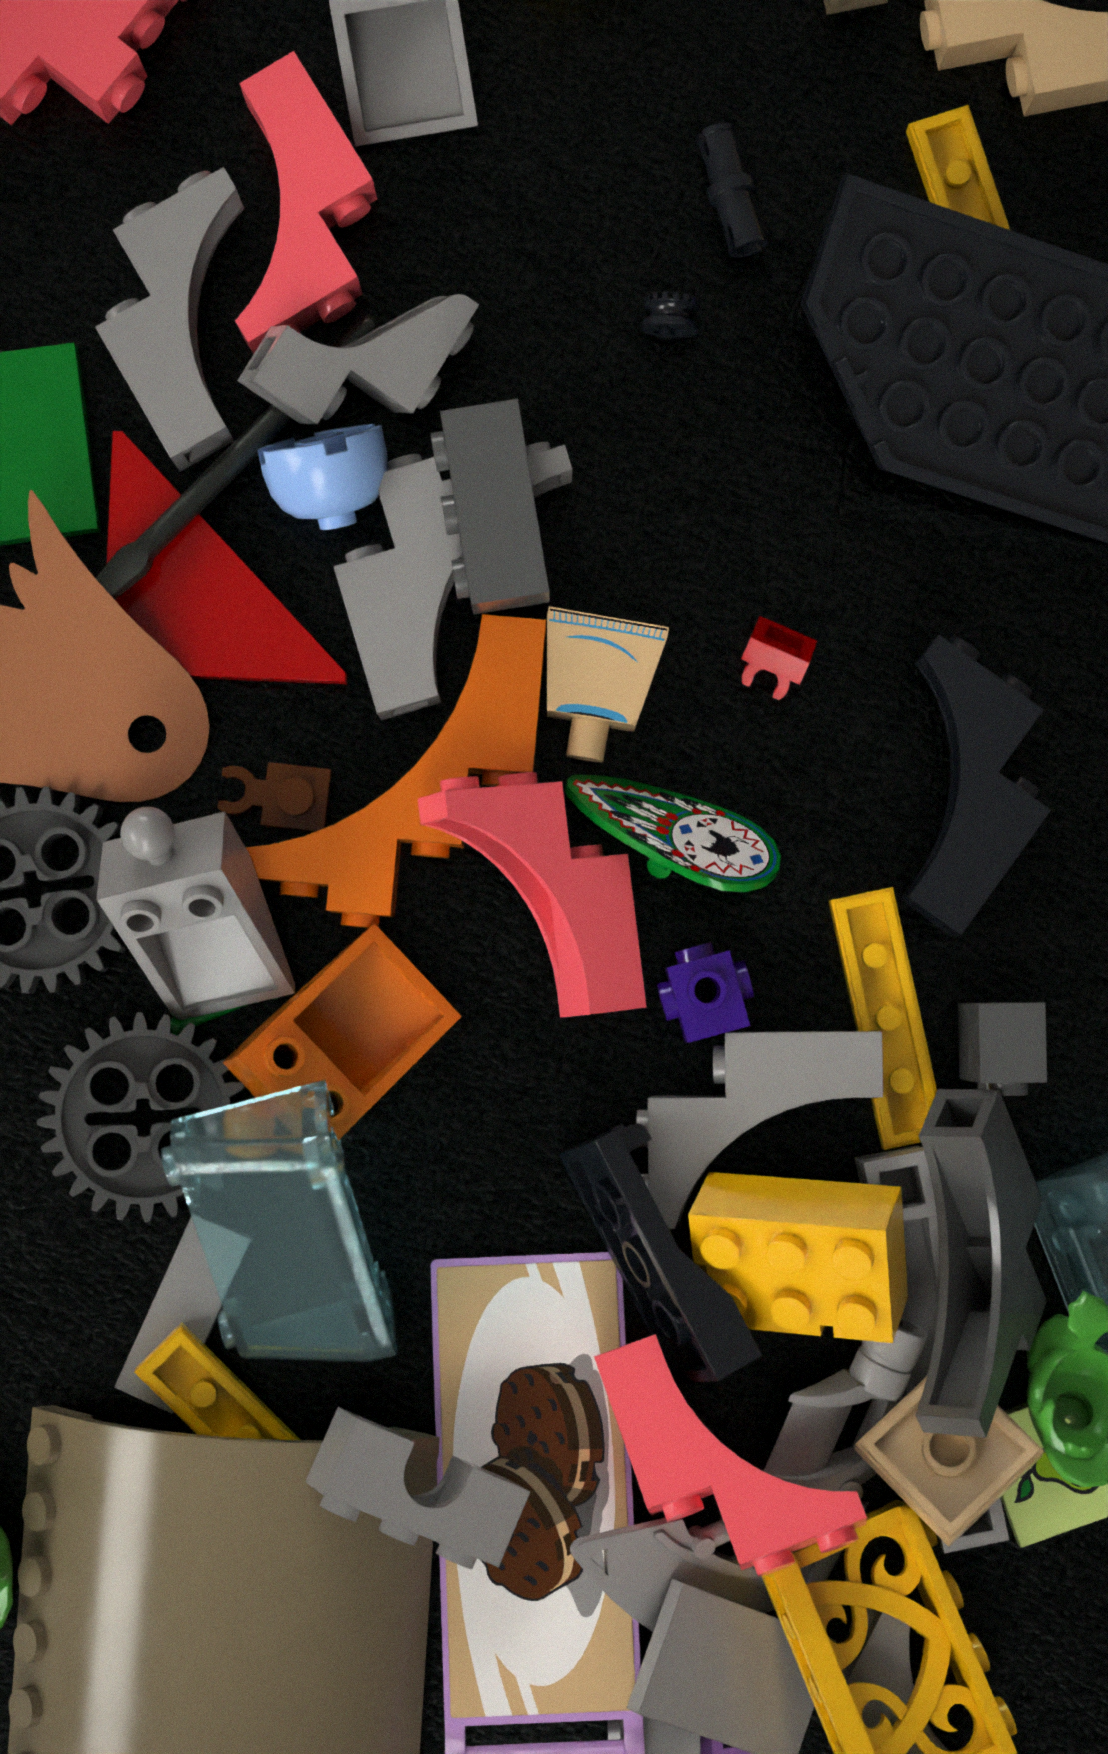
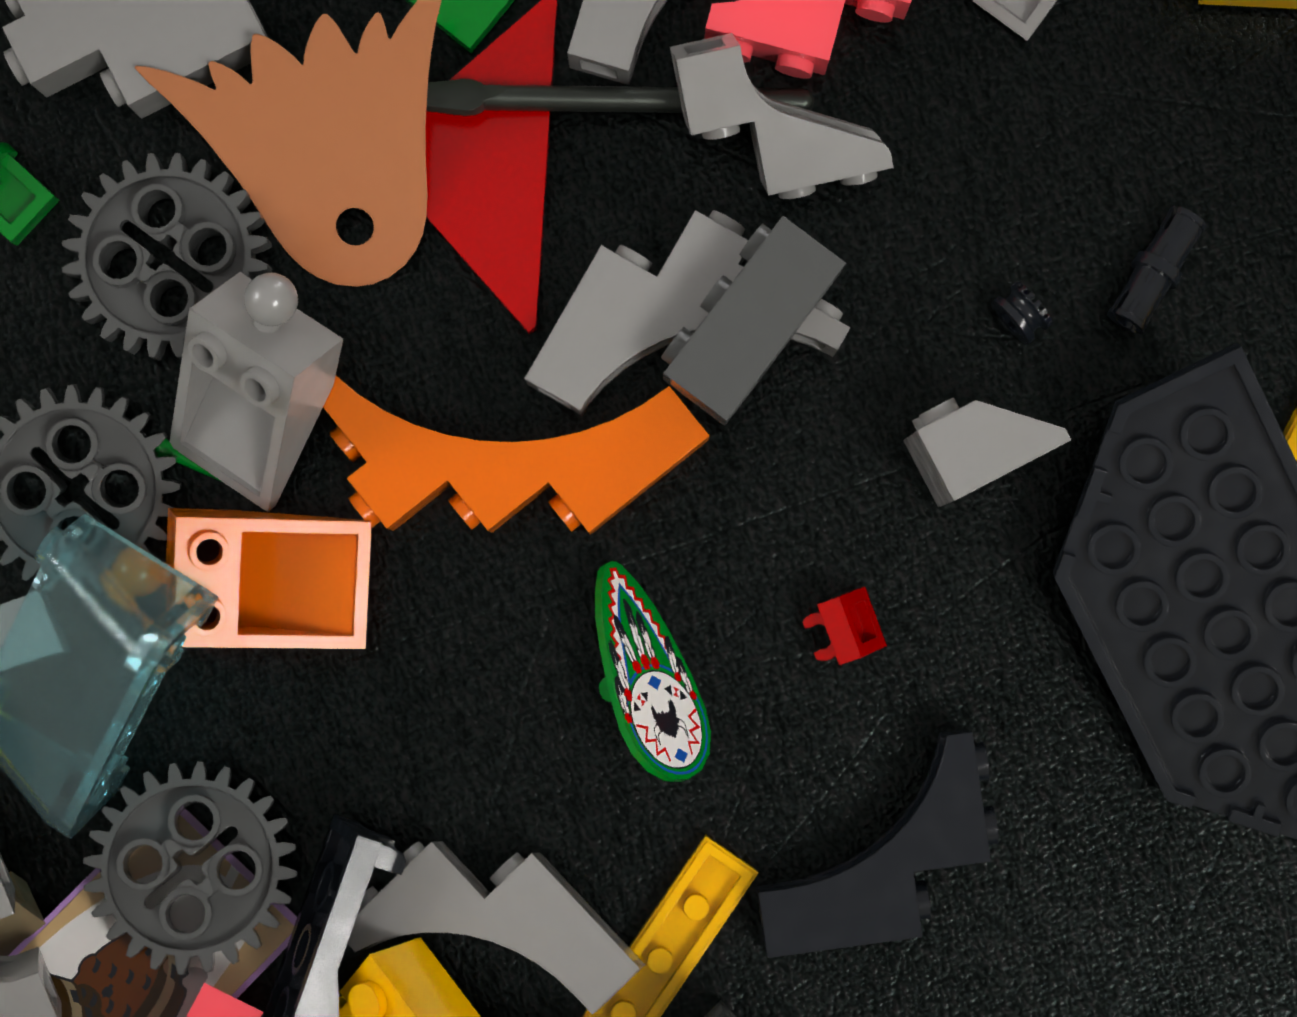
camera: 45 degrees right, 0 degrees up
(289, 797) = (407, 370): reddish brown plate -> none
(326, 473) = (664, 174): light blue cylinder -> none
(441, 1289) = (153, 822): none -> dark grey gear
(573, 892) = (530, 644): coral arch -> none
(598, 675) = (707, 511): tan torso -> none
(724, 1011) = (541, 834): dark purple brick -> none
(734, 438) = (975, 445): none -> light grey slope

